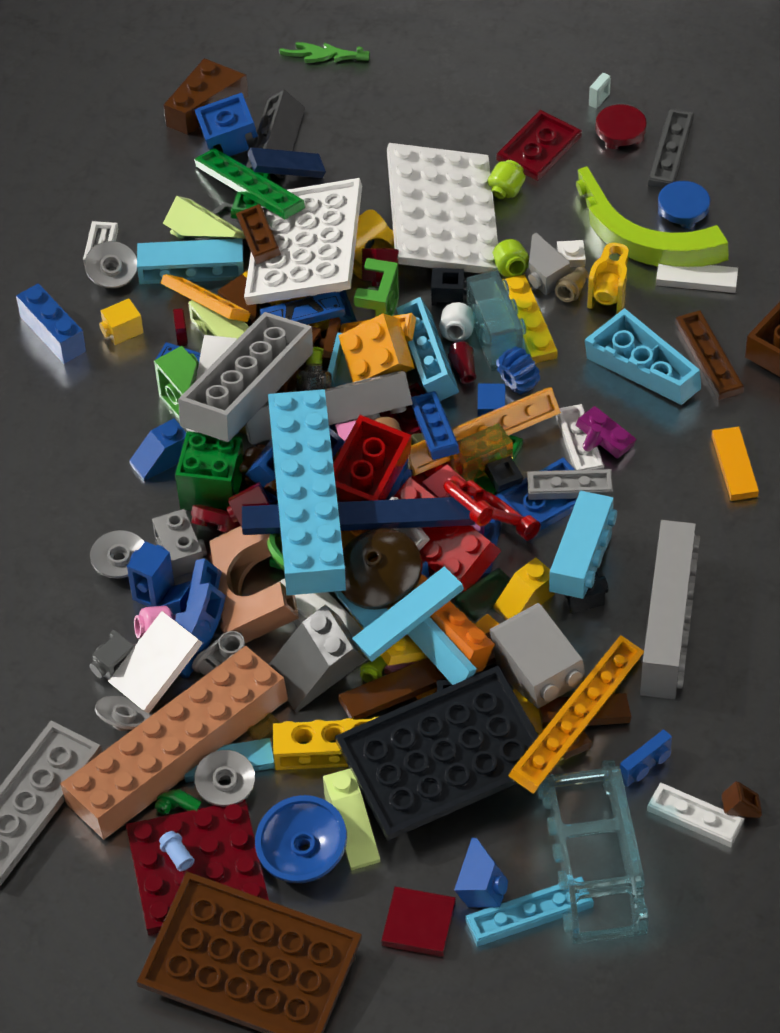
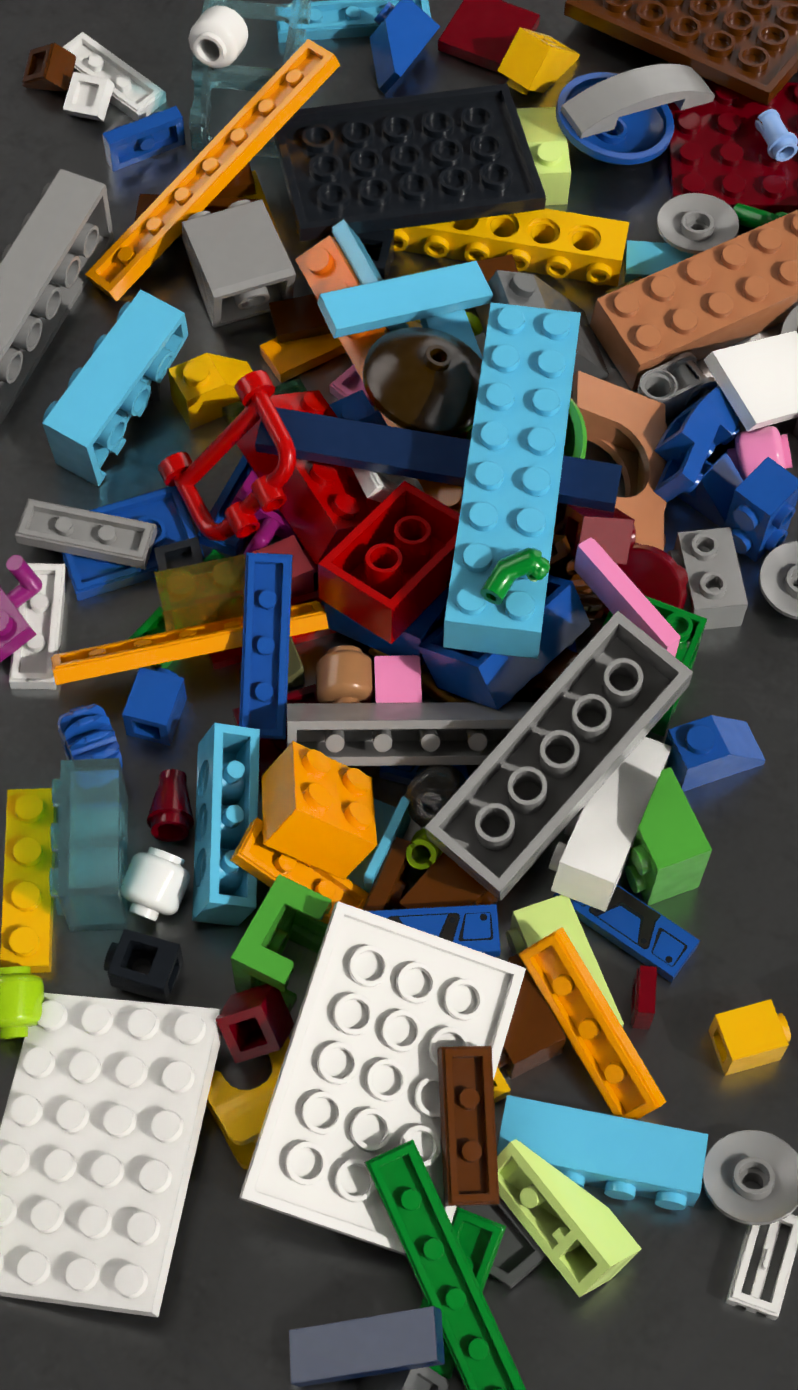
camera: 170 degrees left, 10 degrees up
(224, 451) = (621, 594): none -> bright pink tile
(282, 846) = (634, 91): none -> light grey slope
(289, 407) = (508, 569): none -> green arm
(371, 893) = (535, 61): none -> yellow slope
(604, 773) = (218, 36): none -> white head
(700, 783) = (88, 96): none -> white plate

